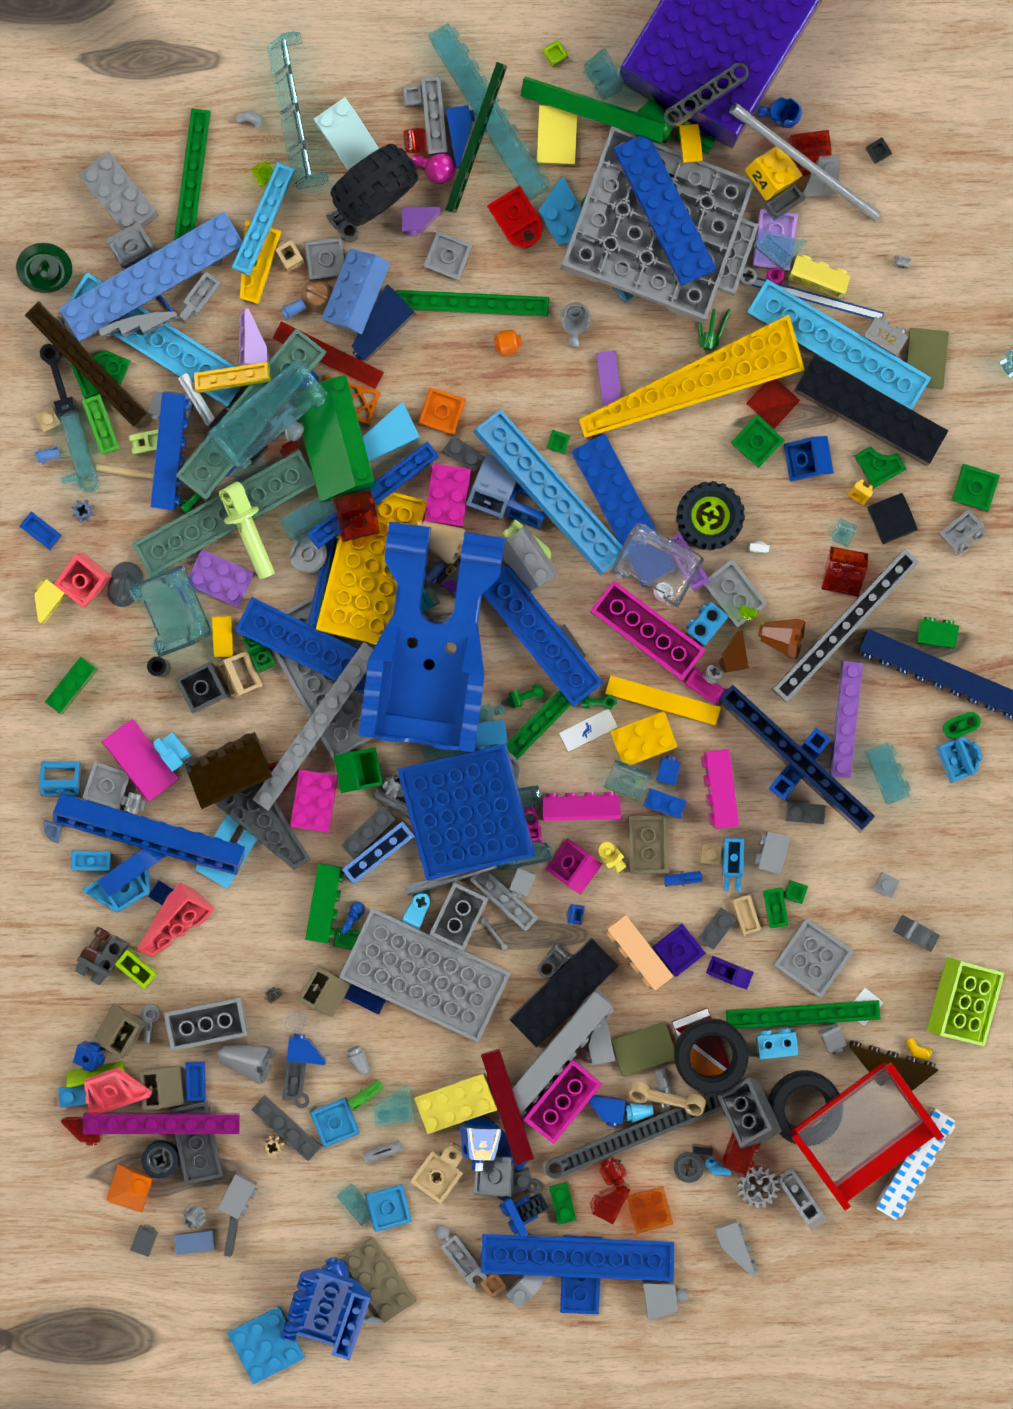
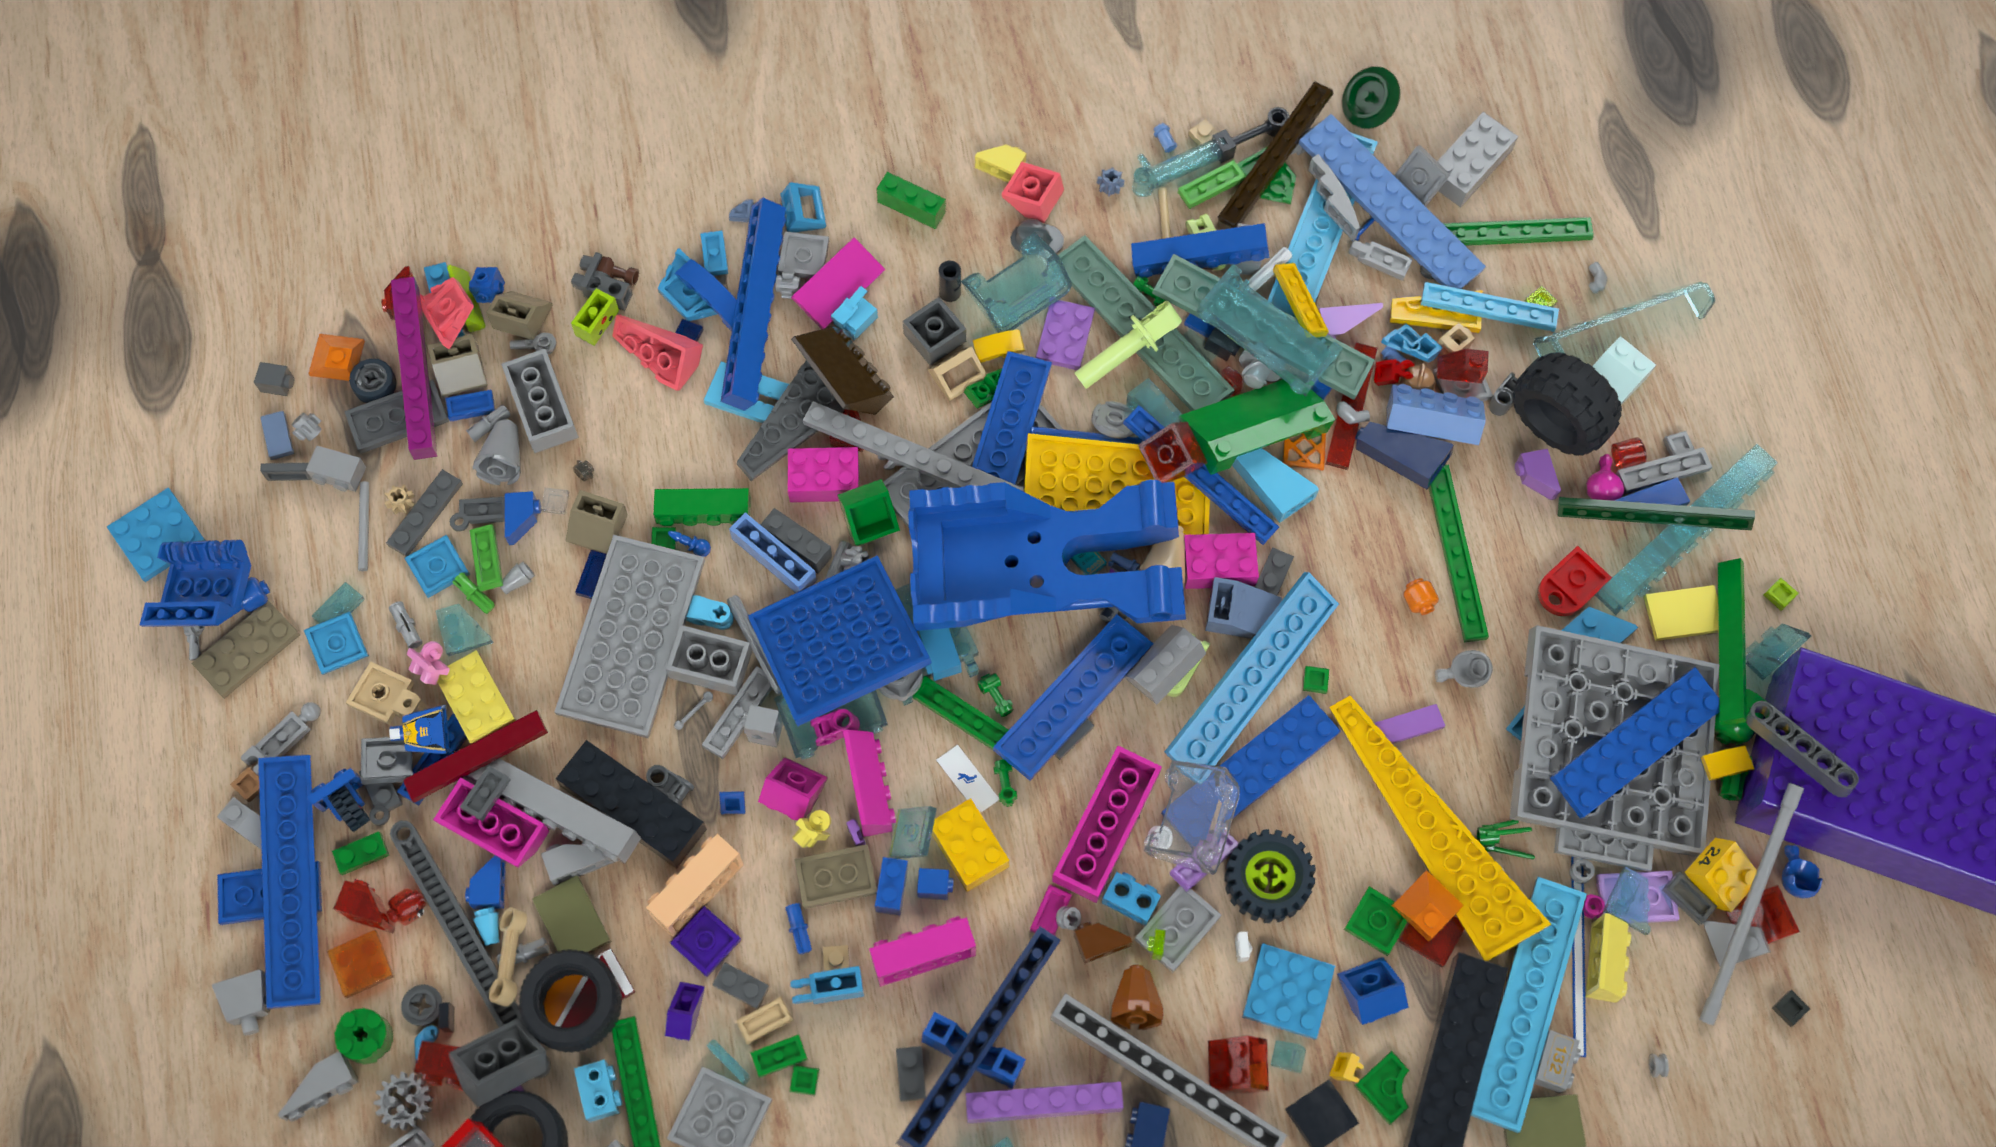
camera: 85 degrees right, 20 degrees down
(40, 530) = (1078, 146): blue tile -> none
(216, 1068) = (488, 422): none -> light grey axle
(284, 292) = (1412, 343): none -> dark azure slope
(289, 1178) = (363, 526): none -> light grey piece
(306, 316) = (1389, 371): none -> red plate
(314, 256) = (1463, 365): none -> clear red slope
(337, 1082) = (486, 557): none -> bright green tile
(341, 360) = (1349, 415): none -> light grey arm
(419, 1136) = (427, 662): none -> bright pink hips
(442, 411) = (1318, 540): orange tile -> none
(448, 256) = (1504, 514): light grey plate -> none
(523, 513) = (1219, 650): blue tile -> none
(542, 1101) = (485, 793): none -> dark grey plate
(618, 823) = (855, 833): none -> medium lavender tile
(662, 700) = (1022, 864): yellow tile -> none
(711, 1221) = (350, 1030): none -> green brick
(756, 402) = (1427, 905): none -> orange slope
(772, 852) = (851, 1036): light grey brick -> none
(773, 945) = (728, 1061): none -> clear light blue tile
(796, 520) = (1288, 991): none -> dark azure plate

